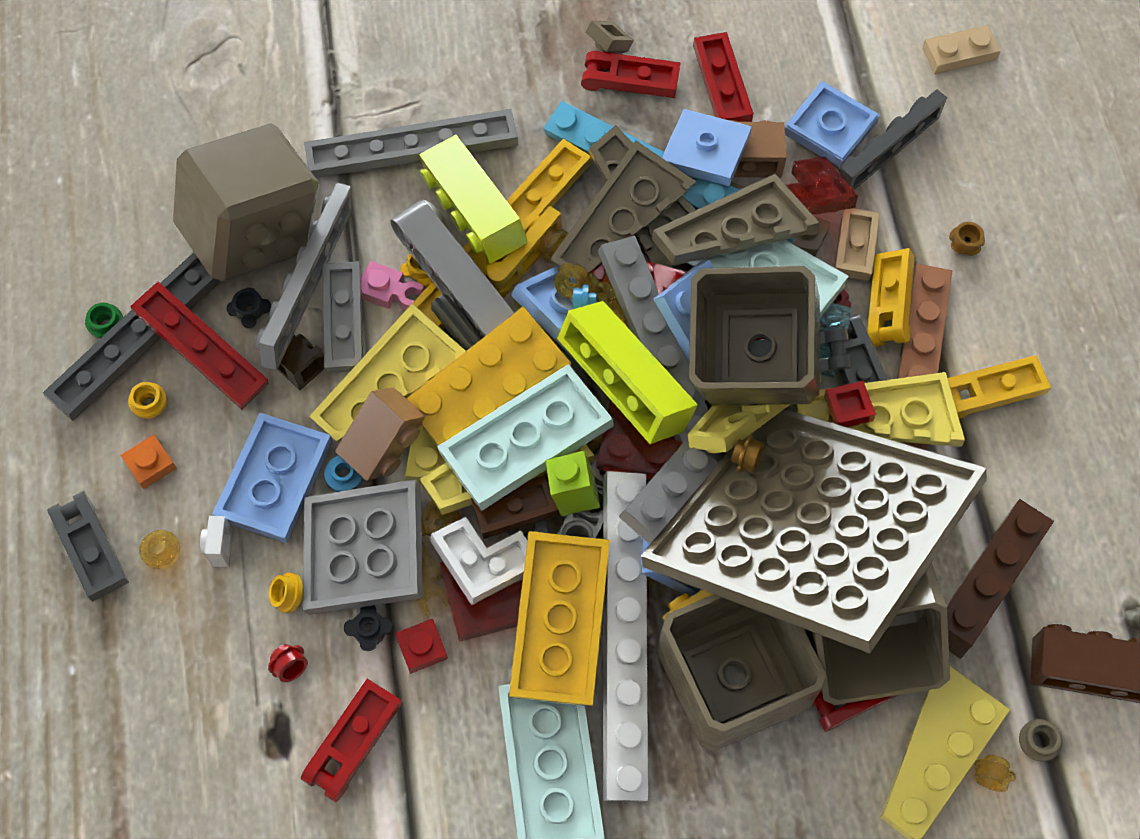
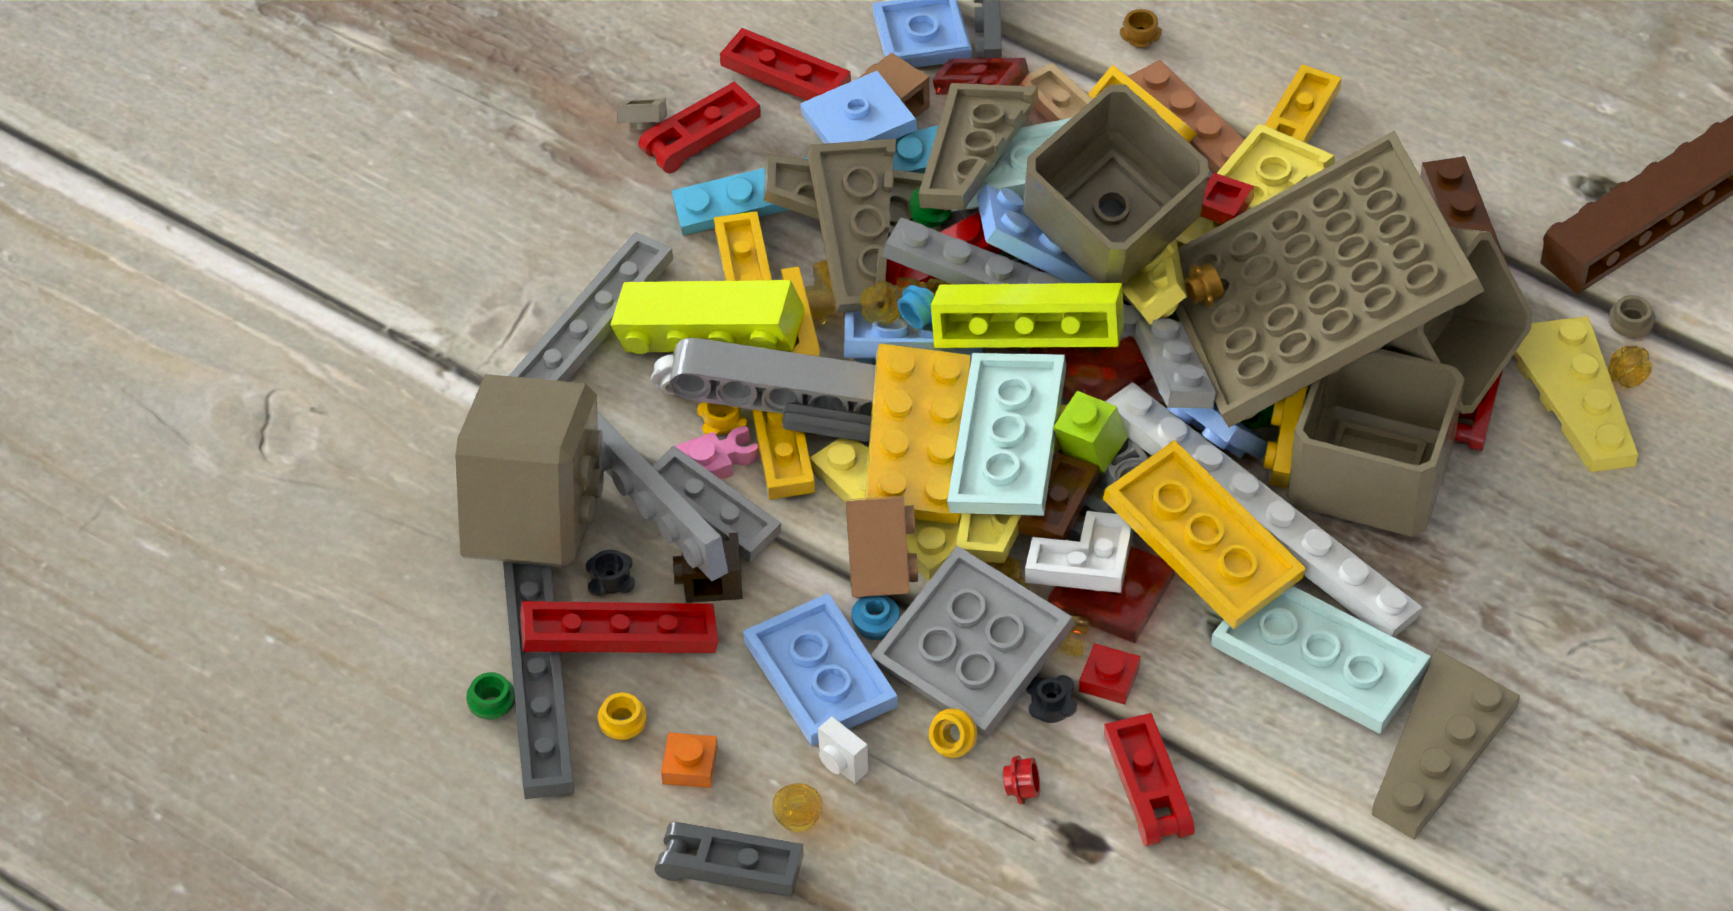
camera: 45 degrees left, 15 degrees down
(402, 359) = (816, 474): light yellow wing -> none

